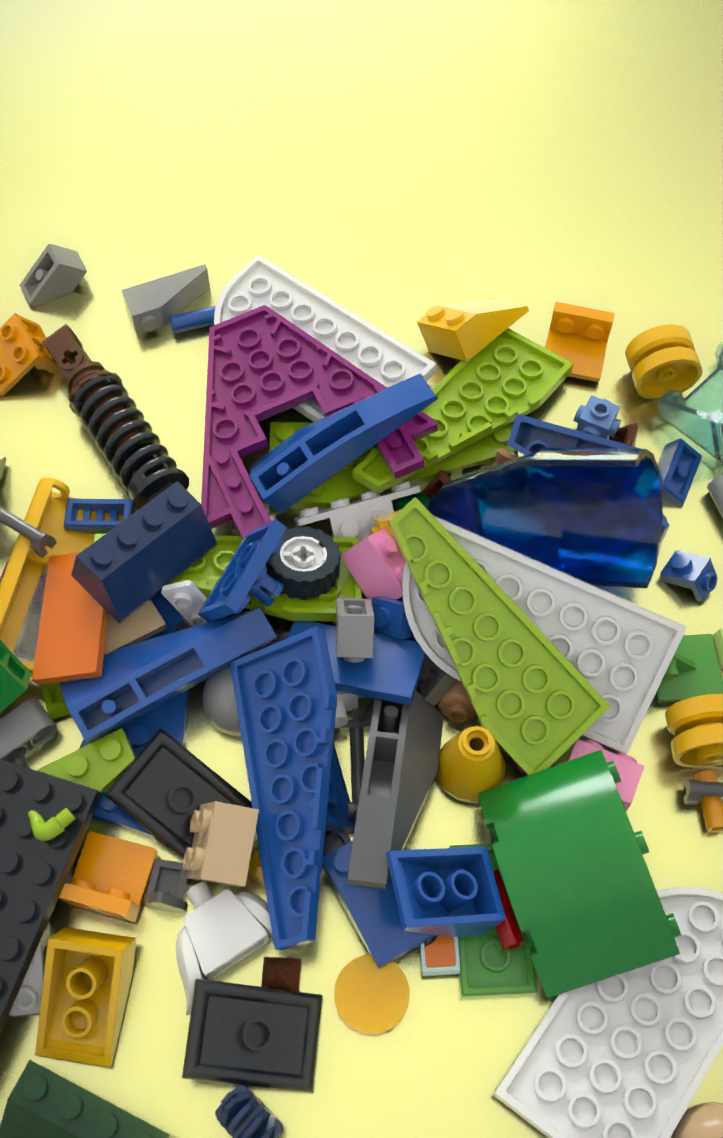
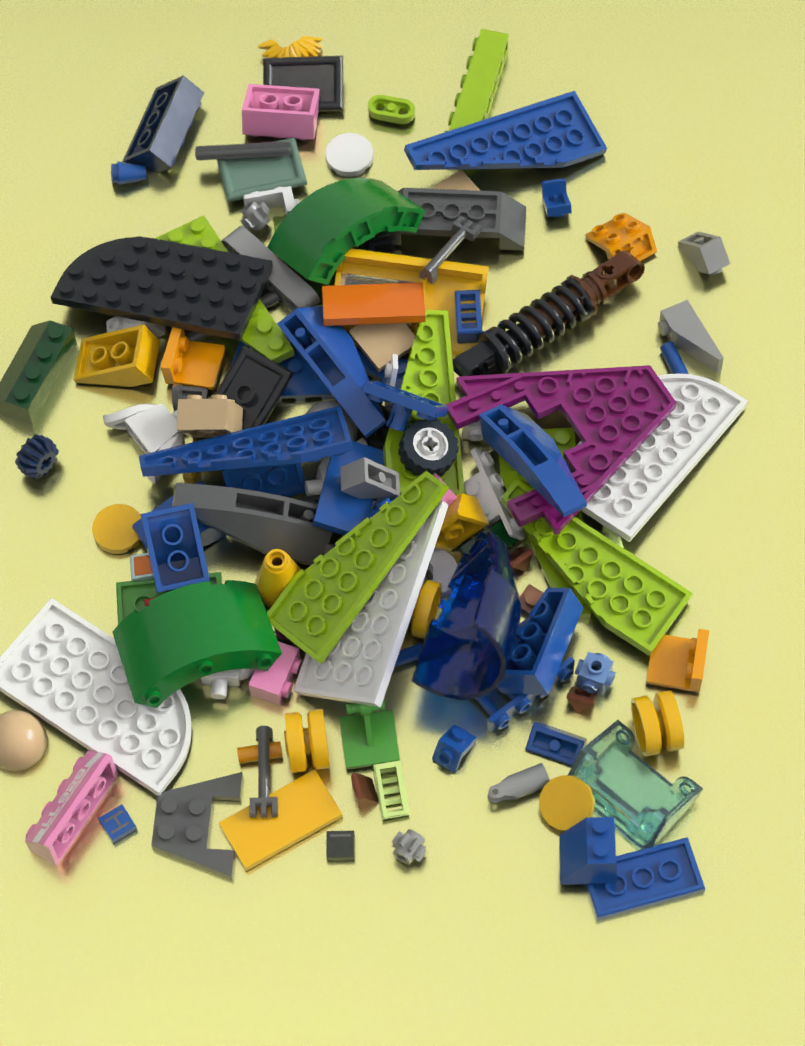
camera: 90 degrees right, 0 degrees up
(53, 827) = (209, 307): lime animal -> none
(145, 552) = (420, 338): dark blue slope -> none
(252, 1036) = (89, 456): black piece -> none
(281, 973) = (129, 474): copper slope -> none
(467, 326) = (686, 568): yellow slope -> none

